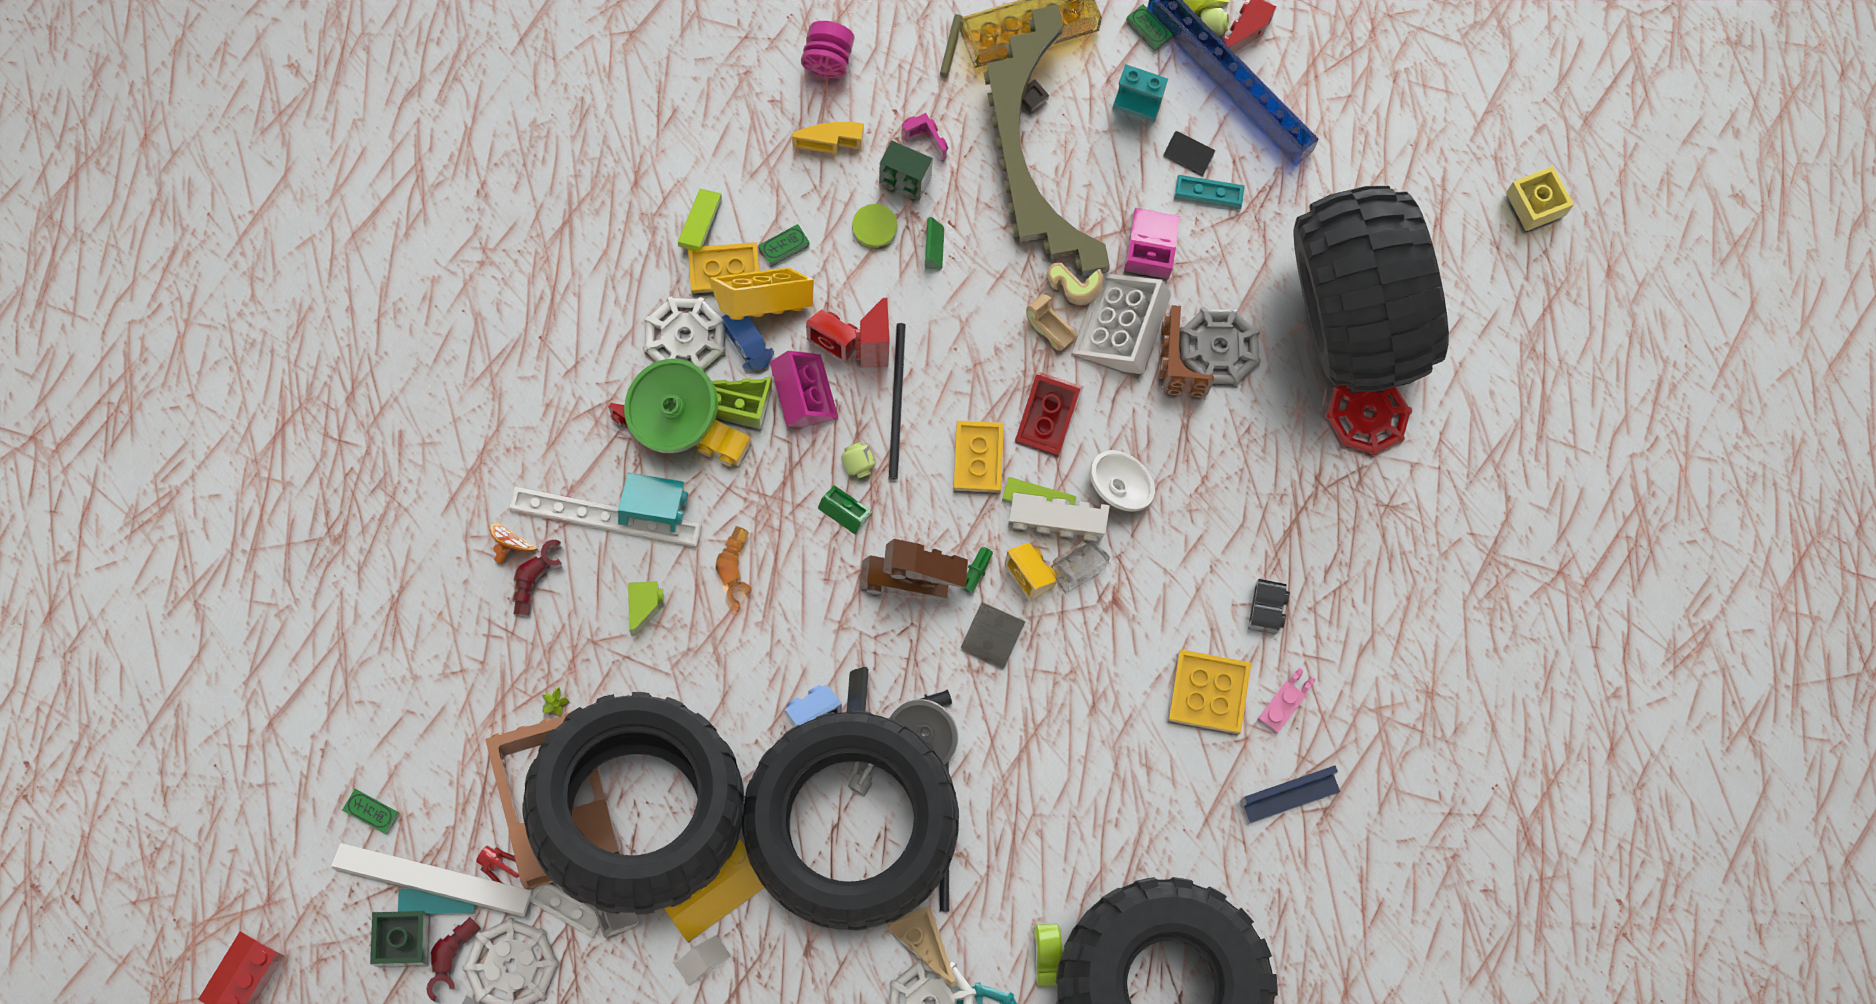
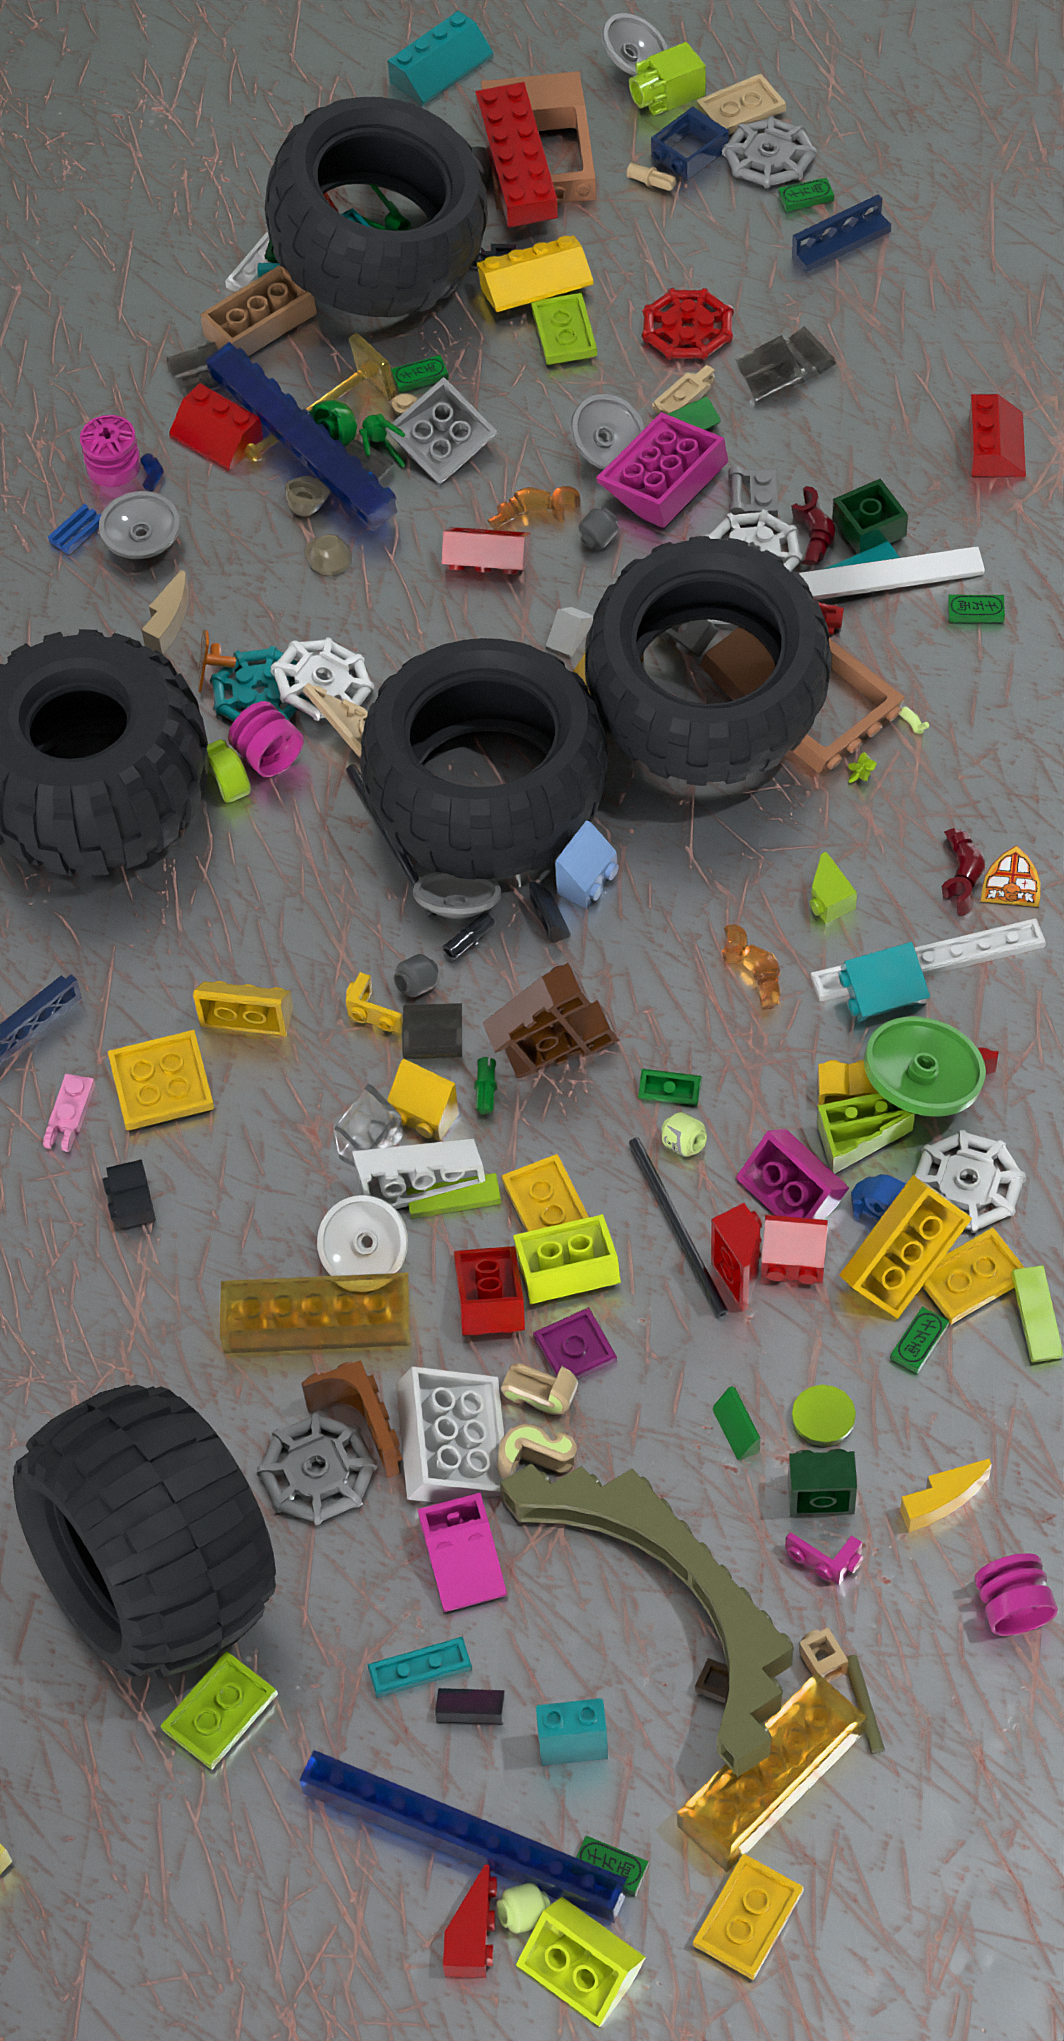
camera: 165 degrees right, 15 degrees down
(486, 727) = (914, 720): none -> yellowish green piece
(962, 77) = (825, 1644): none -> tan brick
(984, 684) = (416, 975): none -> dark grey head
(987, 403) = (567, 1259): none -> neon yellow slope
(1005, 959) = (265, 739): none -> dark pink wheel
(1010, 349) = (575, 1344): none -> magenta tile
(1034, 690) = (363, 1011): none -> yellow bracket
(1124, 718) = (243, 1007): none -> yellow slope
(1176, 445) = (315, 1313): none -> clear yellow brick

